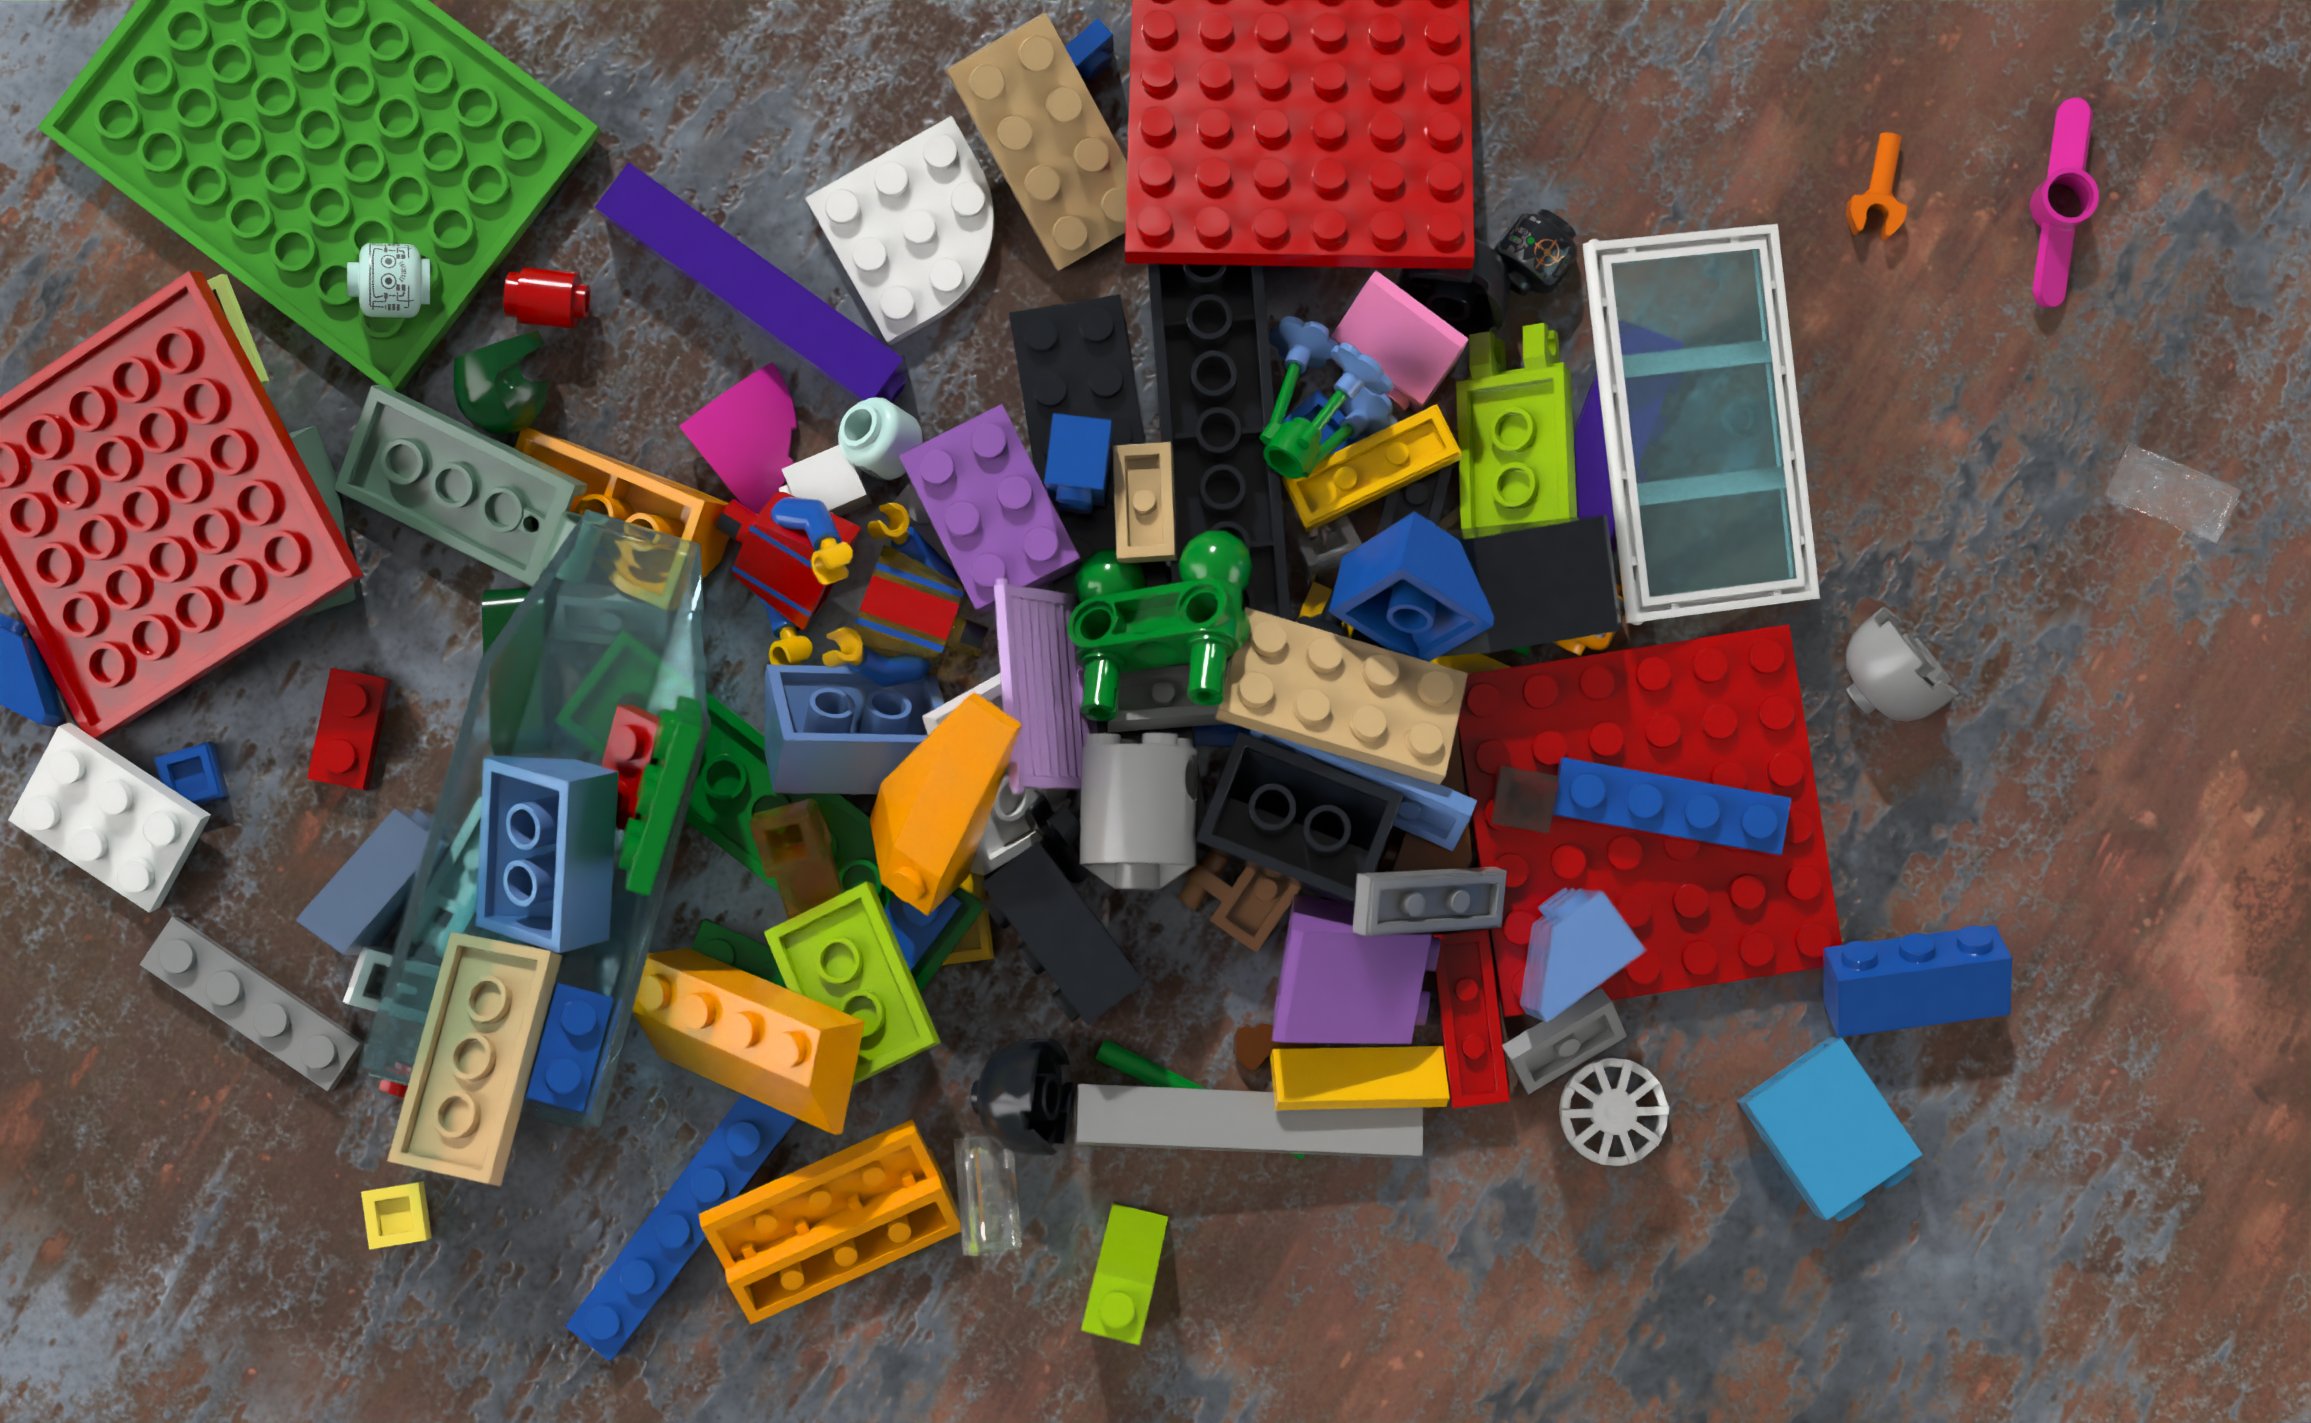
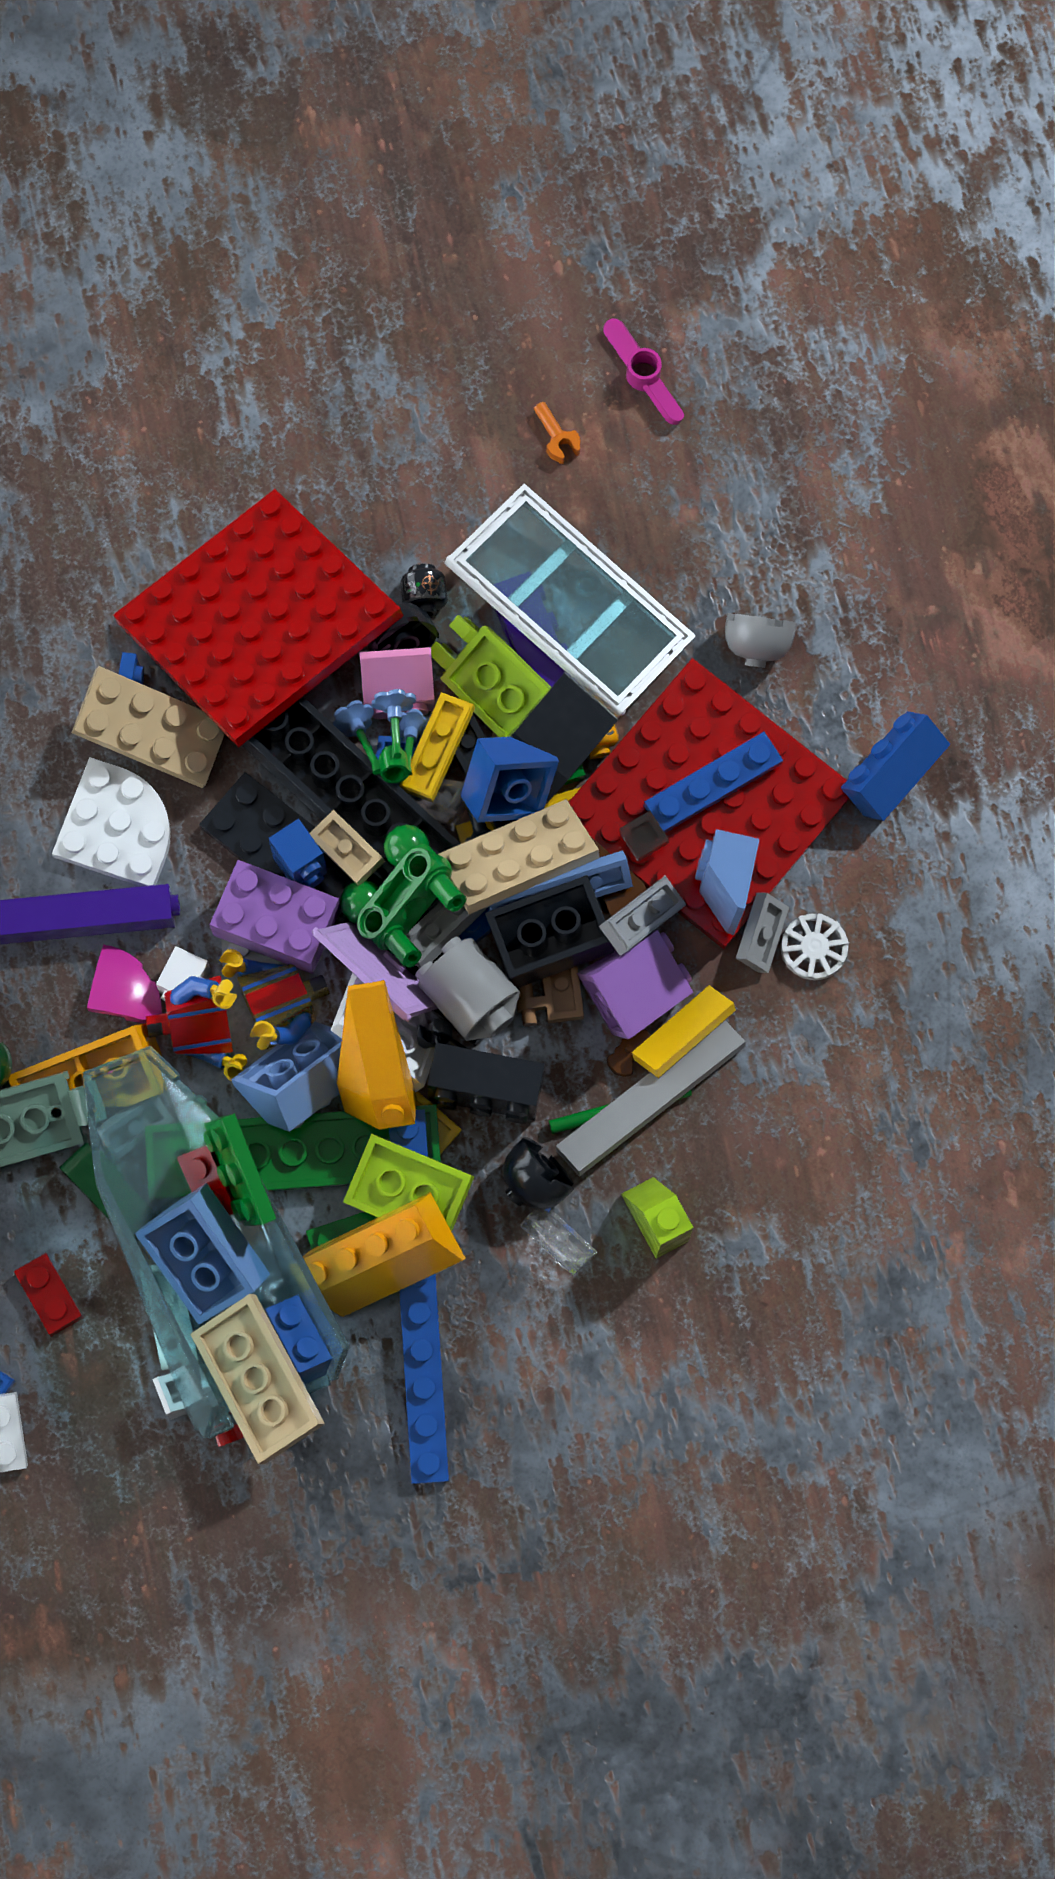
camera: 50 degrees left, 10 degrees down
(252, 1003) = (117, 1468): light grey plate -> none
(371, 887) = (130, 1349): sand blue slope -> none
(396, 1215) = (281, 1504): light yellow plate -> none
(797, 852) = (327, 1152): clear orange brick -> none
(831, 1221) = (496, 1315): light orange brick -> none
(876, 434) = (189, 931): light aqua head -> none
(1470, 1020) = (711, 961): red plate -> none
(1830, 1129) = (919, 867): dark azure brick -> none
(2173, 493) = (810, 456): clear slope -> none

